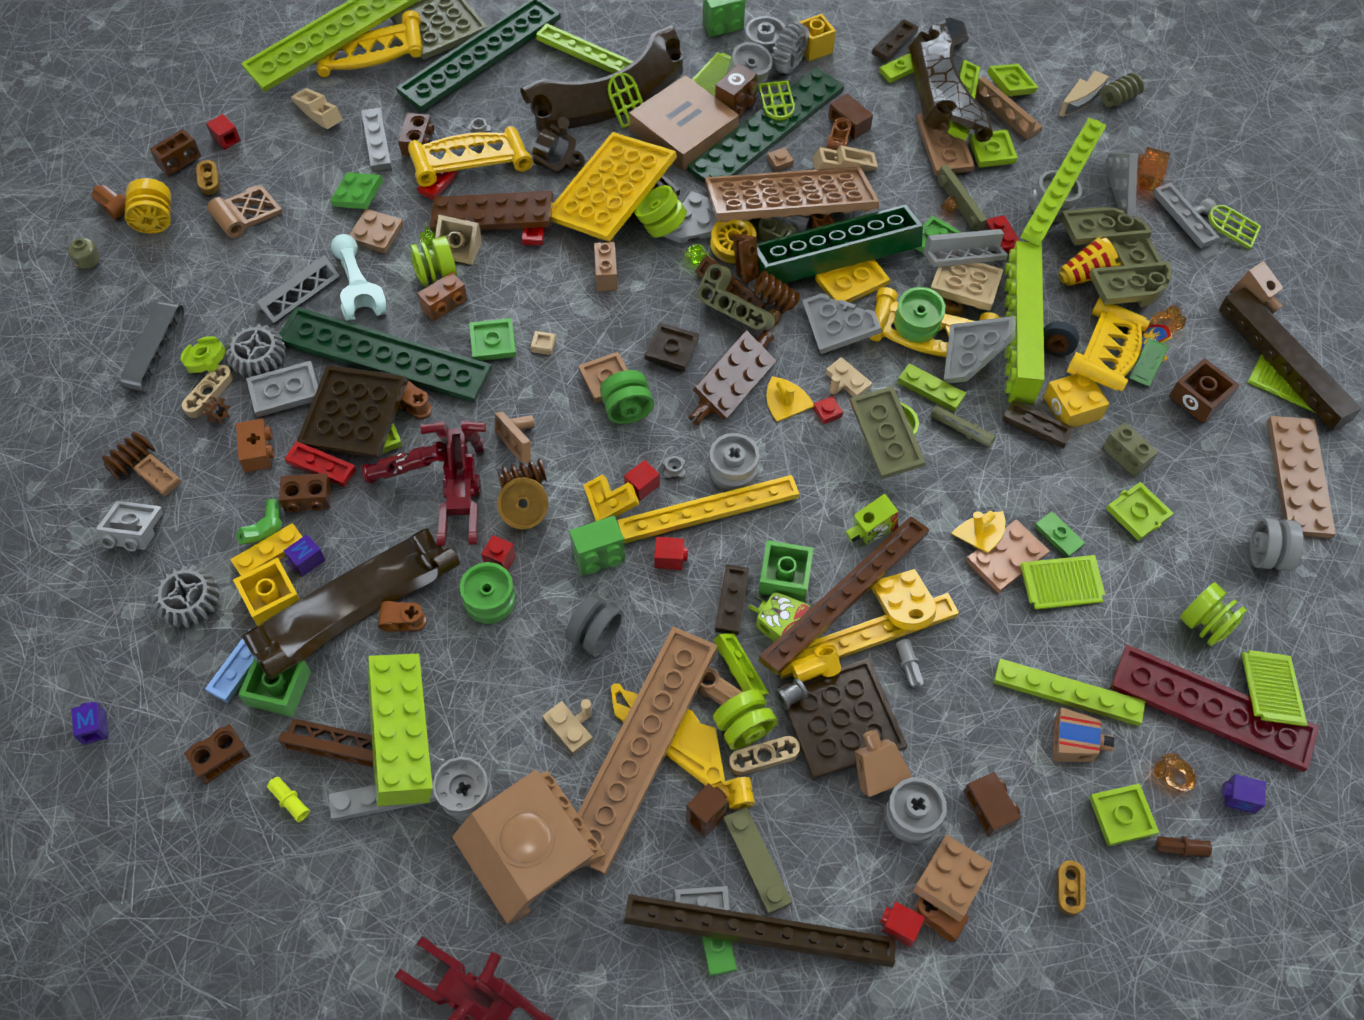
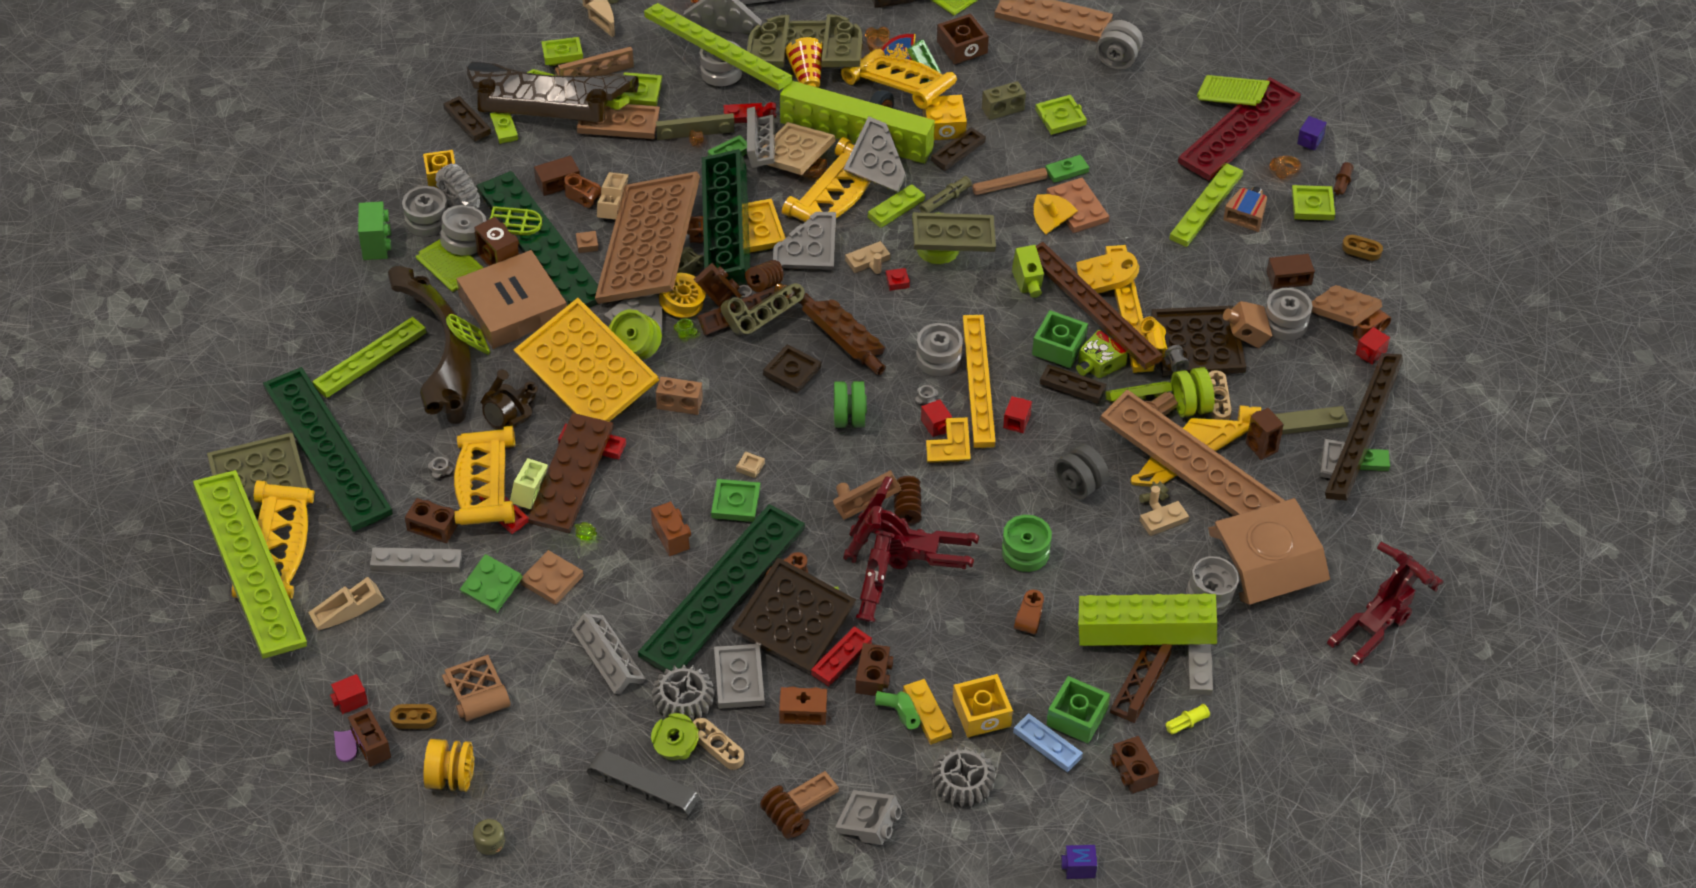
camera: 75 degrees left, 10 degrees down
(111, 202) = (421, 807): dark orange piece -> none
(210, 406) = (750, 732): reddish brown gear -> none
(303, 555) = (943, 677): dark purple brick -> none
(346, 600) = (984, 621): dark brown panel -> none
(359, 291) = (640, 595): light aqua piece -> none
(432, 261) = (628, 523): lime wheel -> none
(462, 237) = (599, 506): tan slope -> none
(463, 181) = (528, 483): none -> yellowish green brick
(499, 552) = (989, 531): red brick -> none
(516, 515) = (944, 498): pearl gold wheel -> none
(597, 545) = (1003, 455): bright green brick -> none
(598, 370) = (811, 422): medium nougat plate -> none
(602, 715) = (1163, 493): none -> olive plate
(786, 399) = (873, 305): yellow shield -> none
(909, 663) = (1159, 288): light grey axle -> none
(919, 314) = (830, 182): bright green wheel -> none
(1013, 483) = (1009, 181): none -> medium nougat axle
(1063, 582) = (1112, 178): lime window -> none
(1213, 614) = (1169, 98): lime wheel -> none

